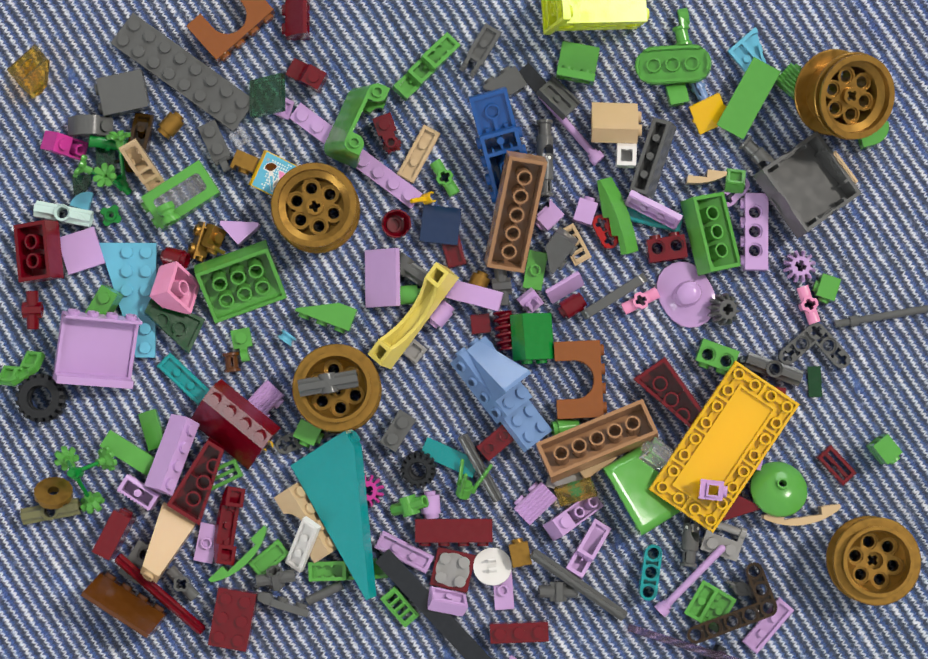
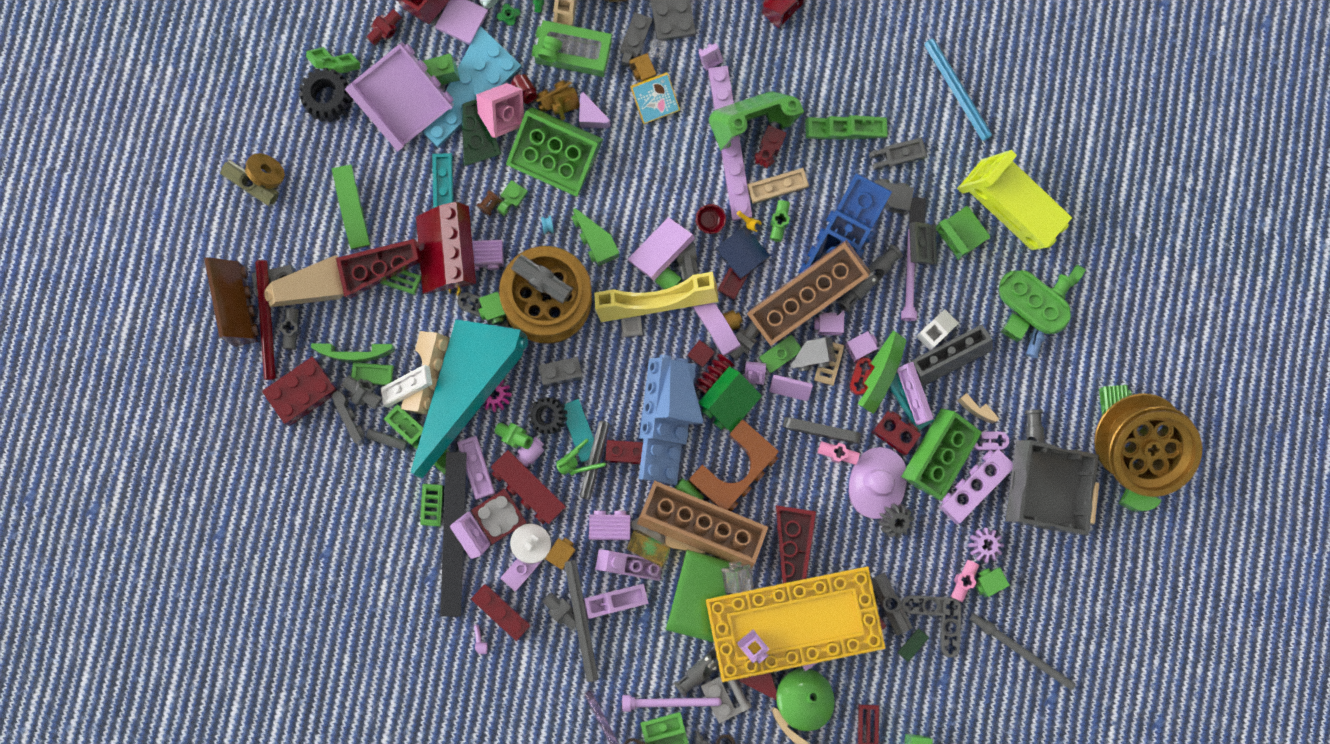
camera: 40 degrees right, 5 degrees down
(67, 460) = (294, 167): bright green plant -> none
(114, 533) = (277, 242): dark red brick -> none
(138, 492) = (326, 231): lavender brick -> none
(151, 428) = (383, 197): bright green slope -> none
(171, 454) = (377, 226): lavender brick -> none
(205, 544) = (338, 317): lavender plate -> none
(226, 525) = (365, 318): dark red slope -> none
(267, 95) = (708, 36): clear green tile -> none
(295, 185) = (663, 115): pearl gold wheel -> none
(307, 75) = (752, 51): dark red arch -> none
(441, 315) = (678, 318): lavender brick -> none
(571, 305) = (782, 406): dark red brick -> none
(615, 122) = (948, 301): tan brick -> none
(650, 581) = (638, 673): teal beam -> none
(707, 113) = (1027, 364): yellow piece -> none
(717, 352) = (860, 549): bright green brick -> none
(735, 181) = (998, 432): bright green slope -> none
(747, 49) = (1099, 349): medium azure wing -> none
(748, 98) = (1068, 380): bright green brick -> none

